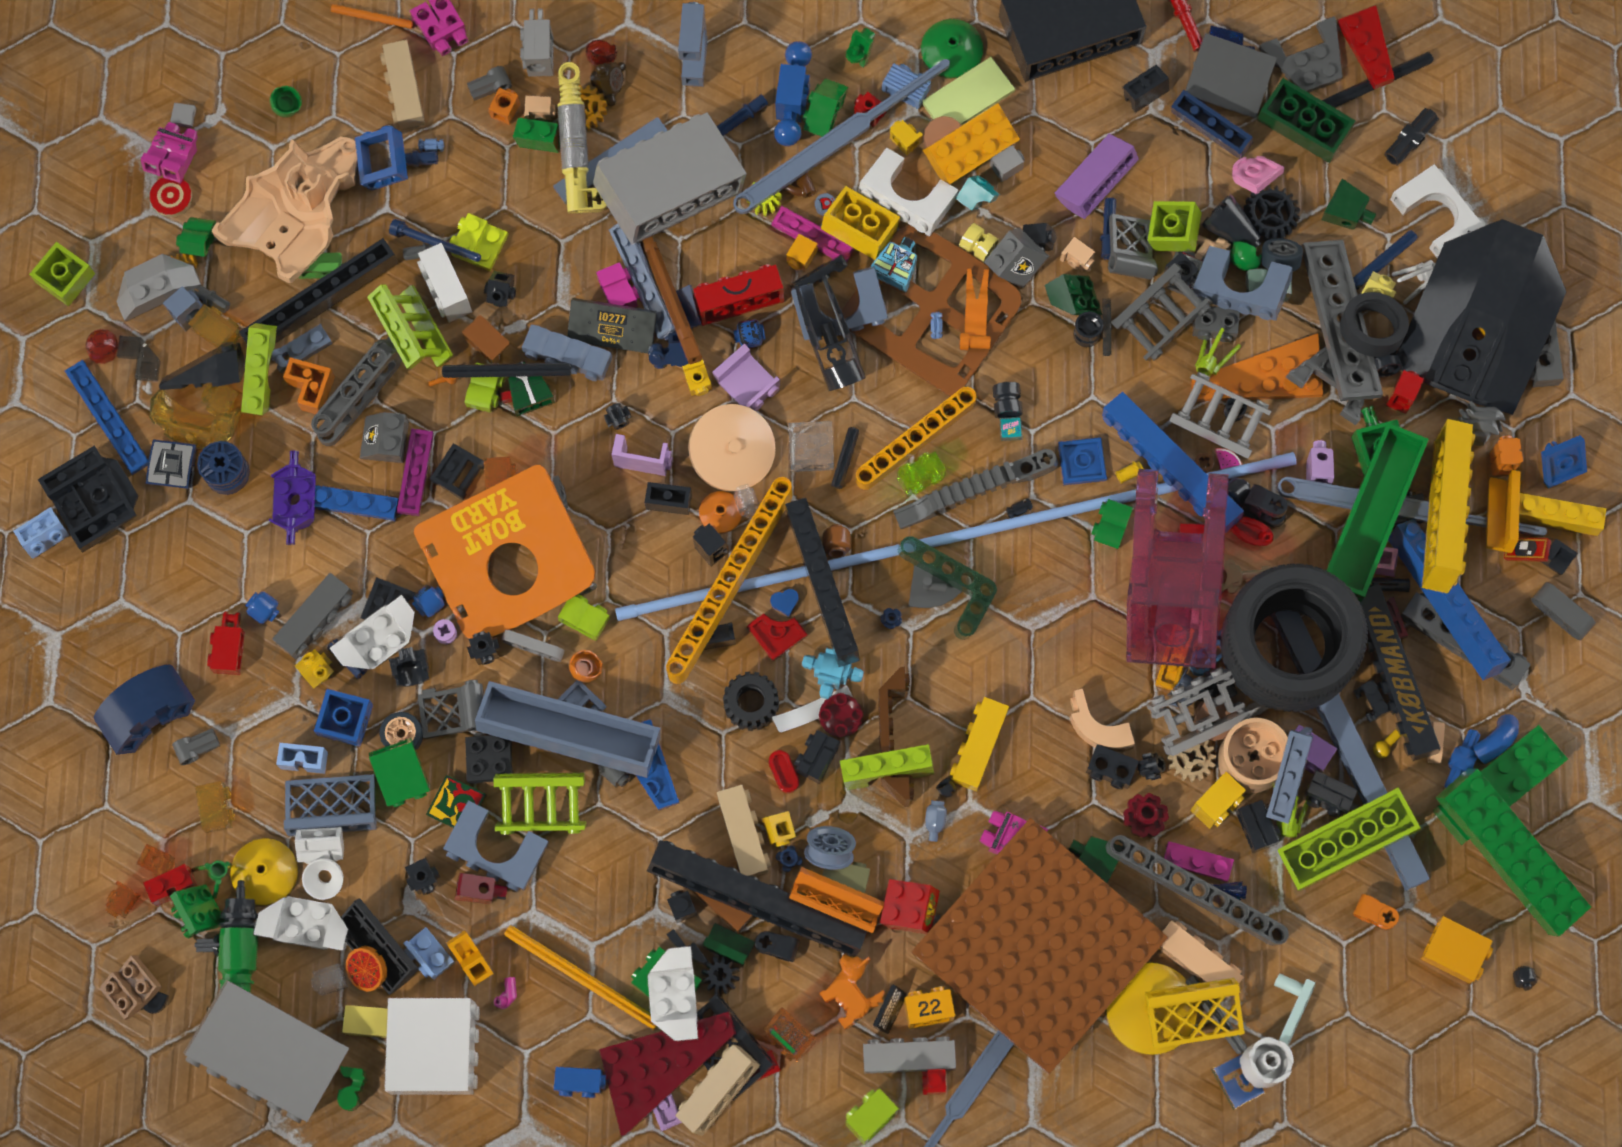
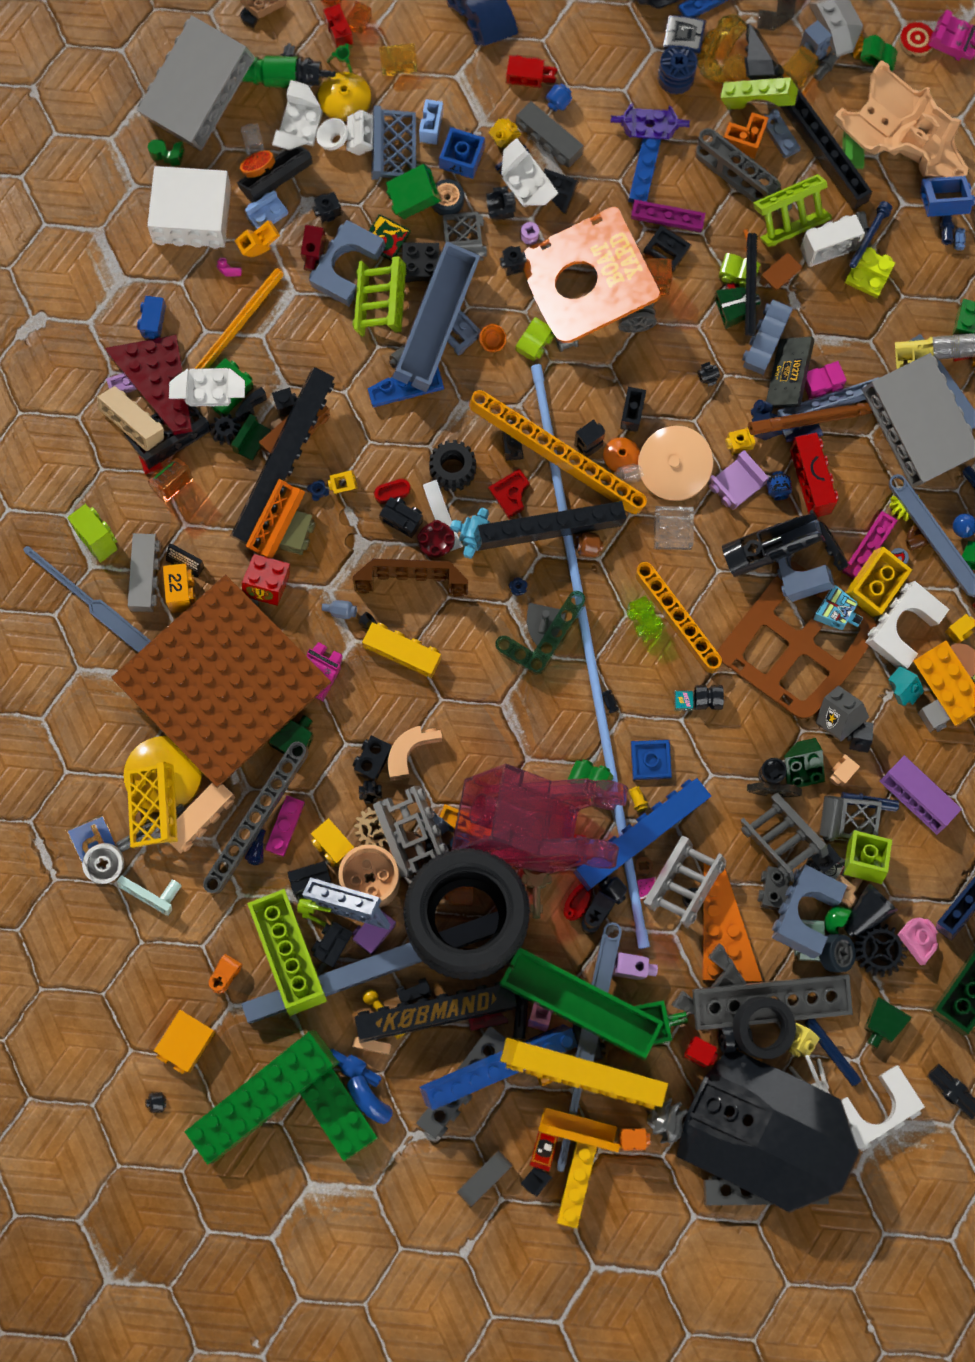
camera: 90 degrees right, 0 degrees up
(190, 748) = (447, 45): dark grey piece -> none
(196, 909) = (315, 41): green plate -> none
(365, 1021) = (216, 157): light yellow panel -> none
(384, 437) = (698, 194): dark grey slope -> none
(428, 600) = (556, 220): blue head -> none
(500, 289) = (826, 285): black brick -> none
(532, 645) = (513, 299): light grey beam -> none
(640, 463) = (675, 373): lavender panel -> none
(742, 831) = (342, 453): tan brick -> none
(782, 946) = (244, 477): black piece -> none
(785, 601) = (538, 501): blue tile -> none
(801, 253) = (852, 533): light orange brick -> none
(830, 847) = (321, 518): sand blue wheel -> none
(845, 458) = (664, 558): black axle -> none
(847, 993) = (200, 527): orange animal -> none
(912, 761) = (383, 567): lime arch -> none
(934, 1082) = (118, 591): red brick -> none
(936, 325) = (781, 642): medium blue piece -> none
(968, 488) = (631, 666): dark grey piece -> none
(975, 315) = (788, 676): orange flag -> none
(978, 242) = (859, 683): light yellow wheel -> none
(1145, 815) = (328, 784): dark red plant -> none
(1207, 363) = (736, 875): lime plant -> none
(1563, 461) = (626, 1195): blue tile -> none

